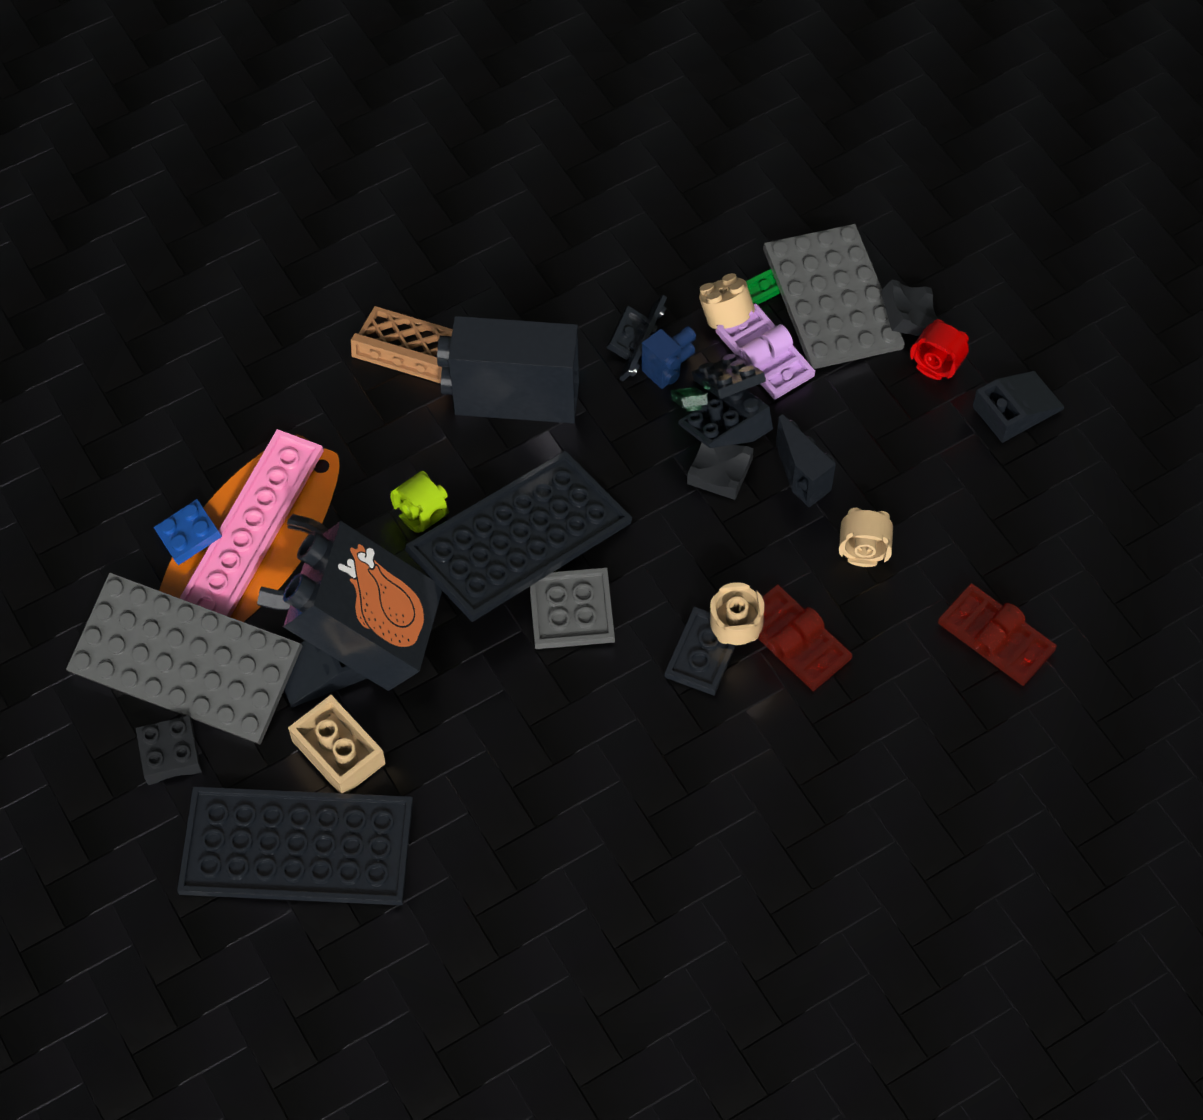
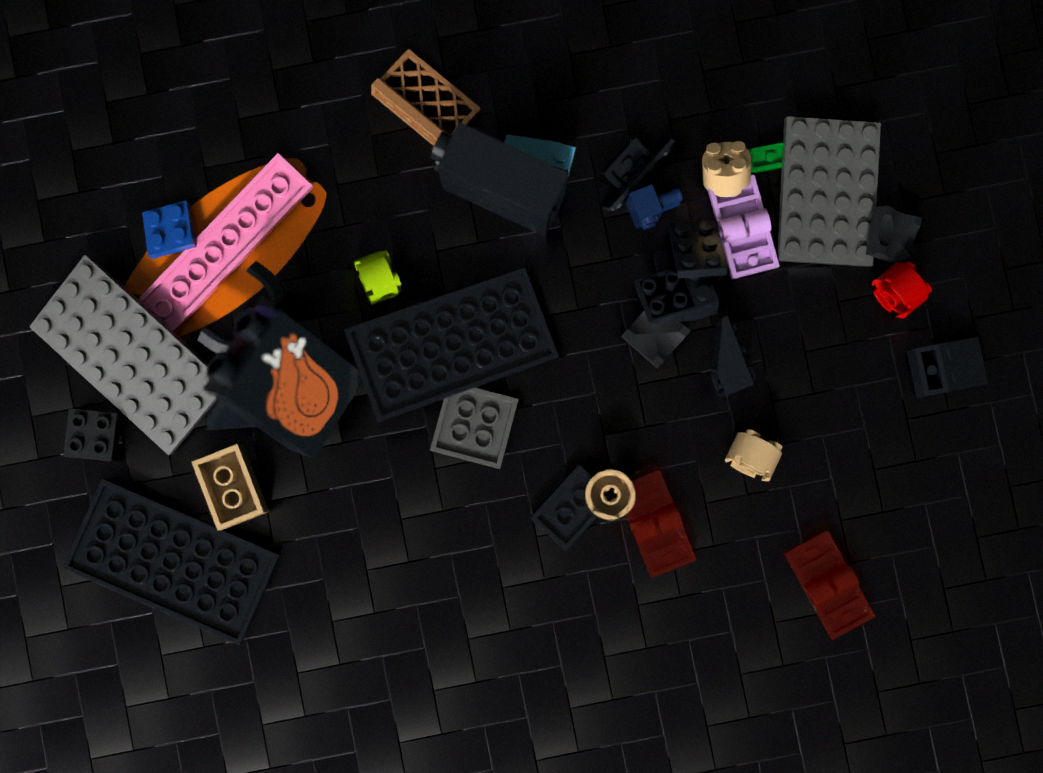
camera: 20 degrees right, 25 degrees up
(689, 398) = (652, 260): clear green plate -> none

